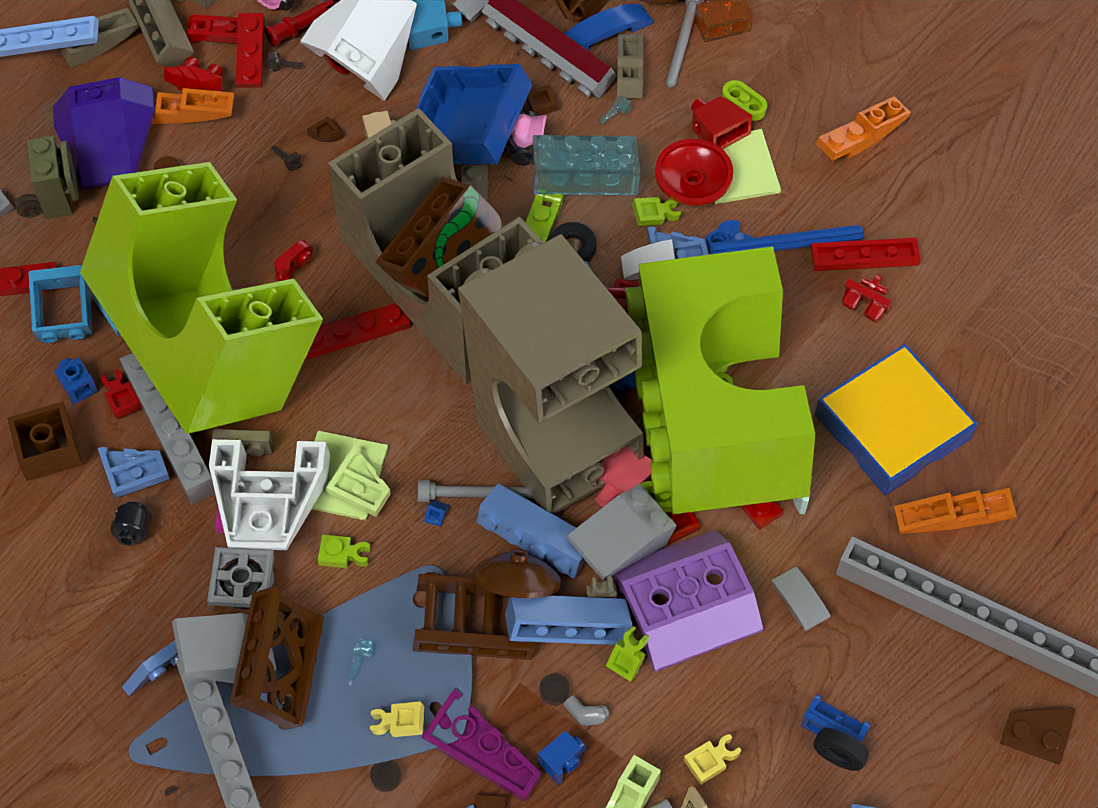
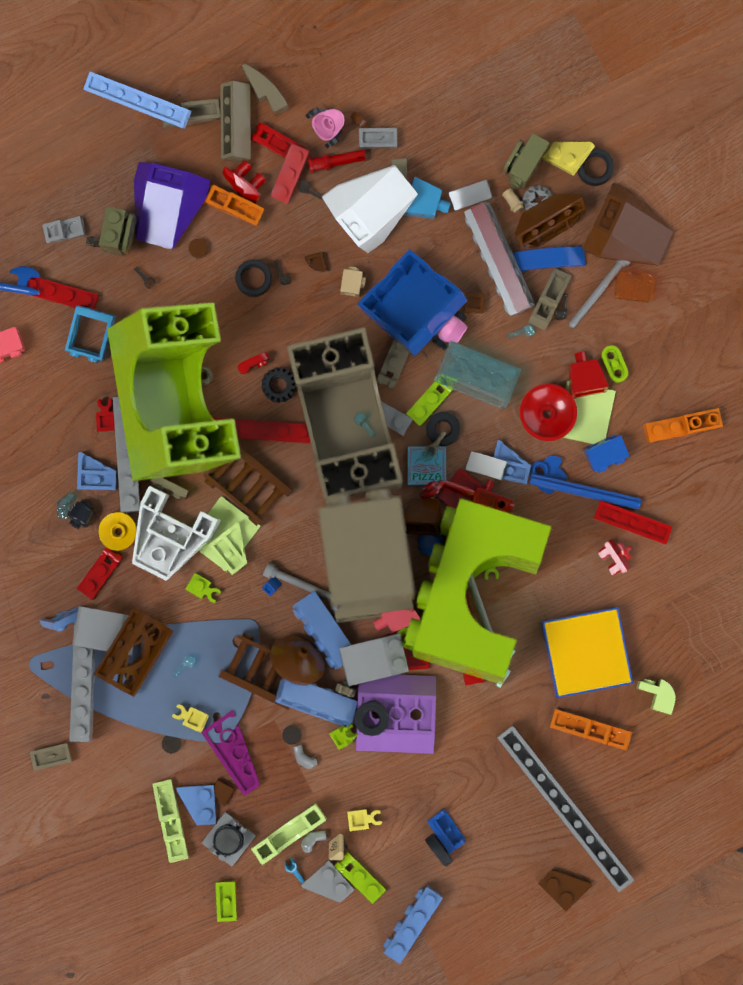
camera: 25 degrees right, 25 degrees up
(44, 441) = (47, 434): reddish brown brick -> none
(75, 380) = (84, 399): blue brick -> none
(101, 523) = (63, 505): none -> clear light blue arm
(185, 514) = (108, 529): none -> yellow dish
(187, 587) = (99, 573): none -> red plate
(241, 578) = (133, 586): light grey piece -> none
(250, 156) = (253, 292): none -> black tyre
(337, 286) = (278, 396): none -> black tyre
(354, 374) = (265, 477): none -> reddish brown fence
(439, 230) = (343, 420): reddish brown brick -> none
(561, 756) = (277, 780): blue brick -> none
(651, 74) = (561, 314): none -> clear smoke hand
(653, 212) = (507, 427): lime plate -> none
(661, 586) = (371, 730): none -> black tyre
(785, 193) = (606, 452): none -> blue brick
(801, 598) = (465, 744): light grey slope -> none
(1020, 428) = (663, 695): none -> yellowish green brick

